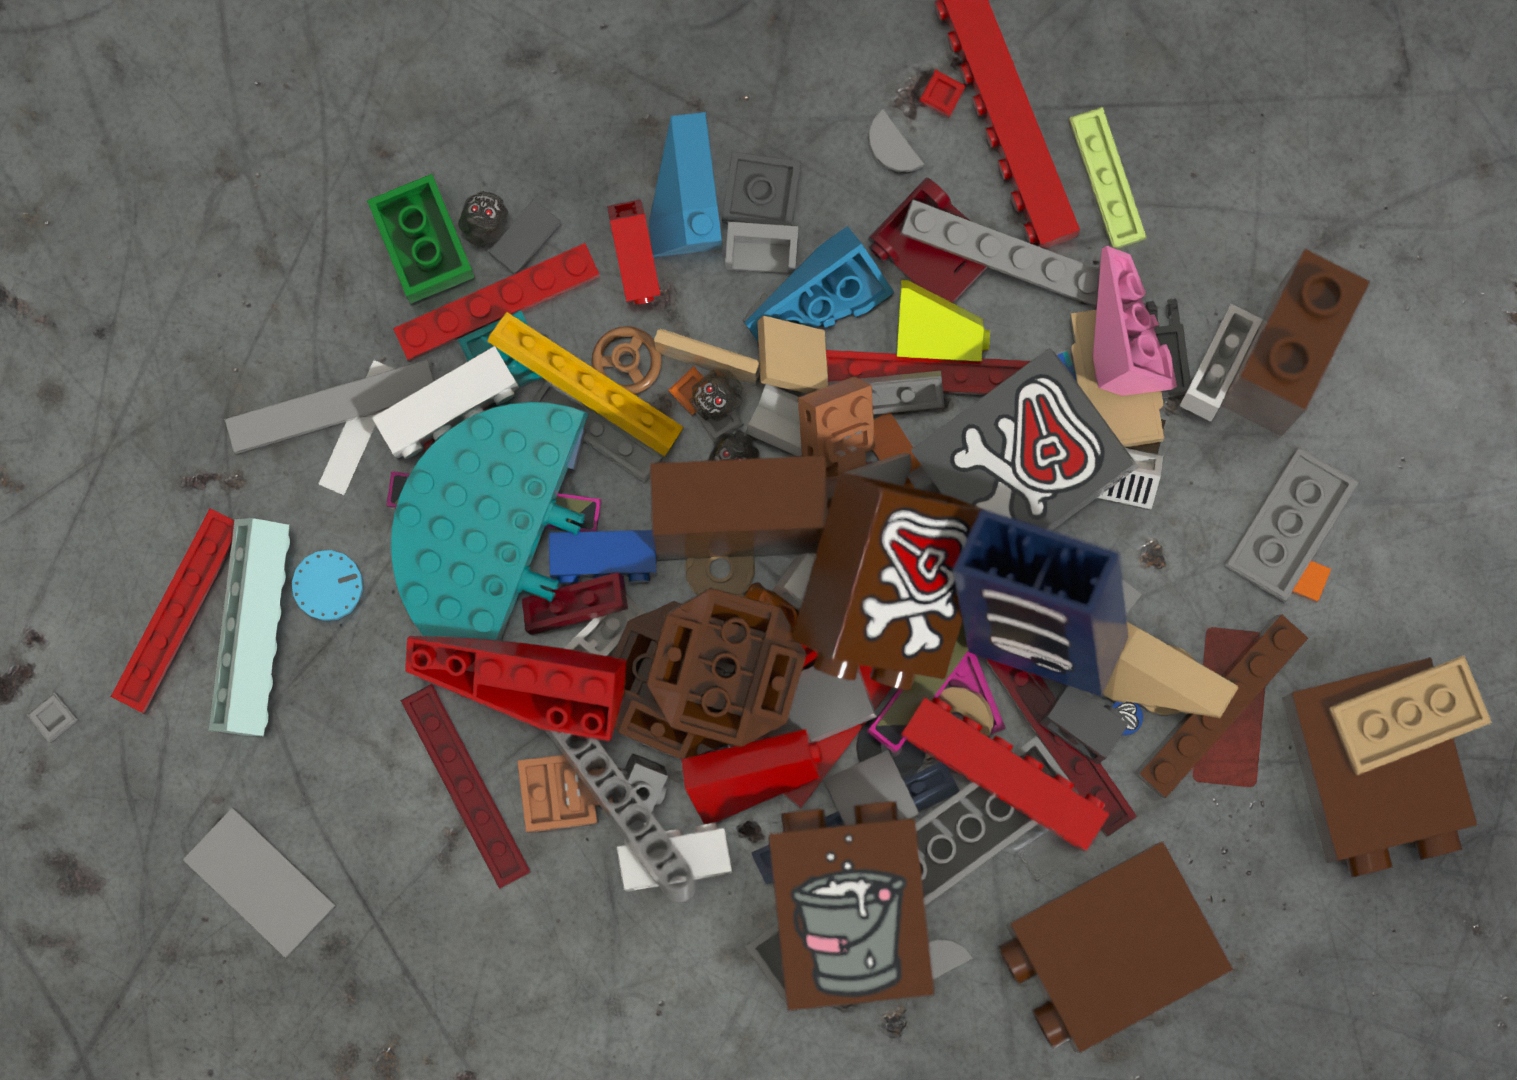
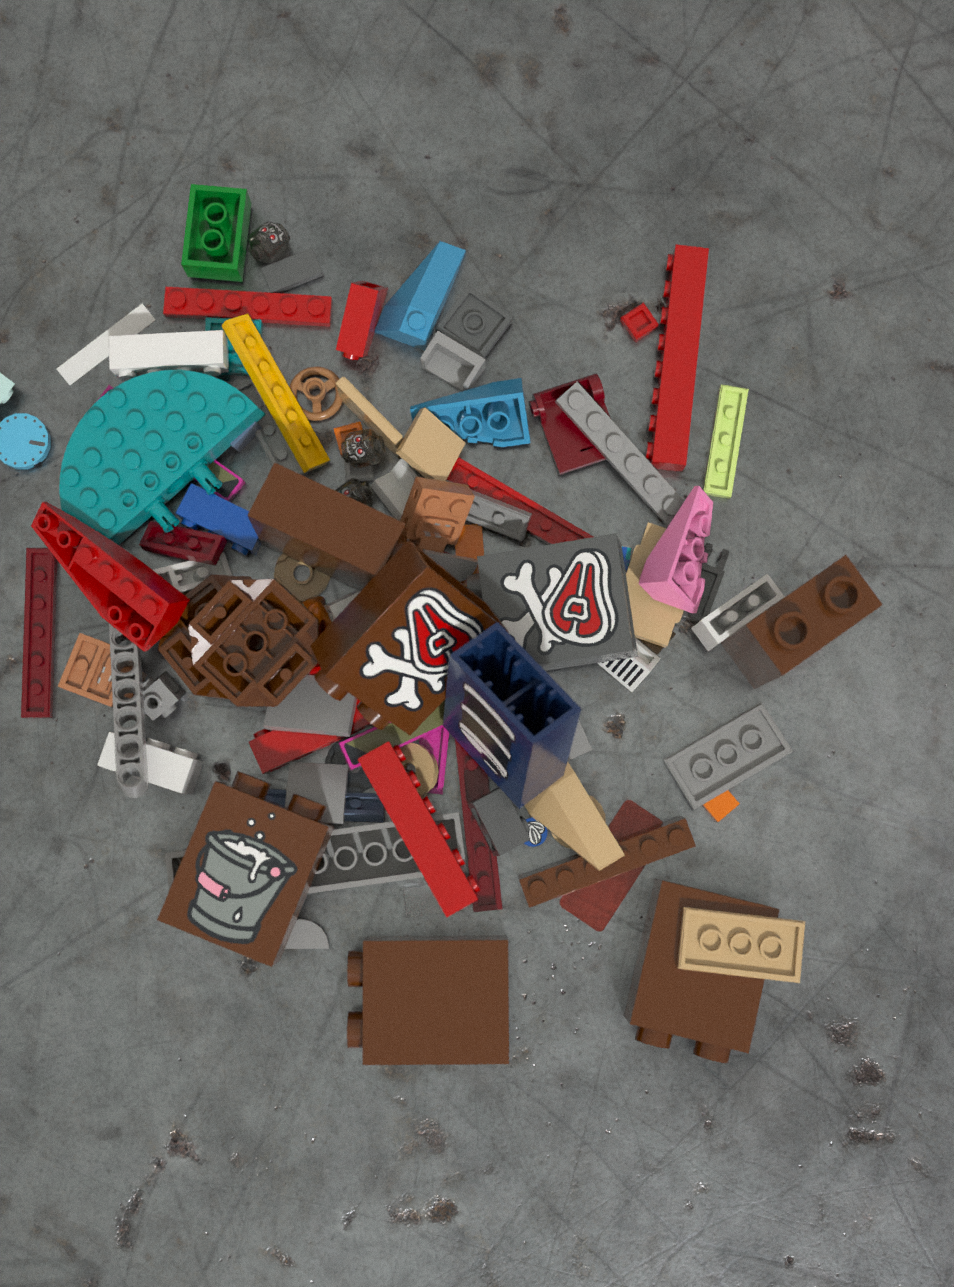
camera: 25 degrees right, 0 degrees up
(326, 407) = (85, 316): light grey tile -> none
(745, 776) = (234, 730): red slope -> none
(891, 147) = (583, 340): light grey tile -> none
(937, 327) = (546, 481): neon yellow slope -> none

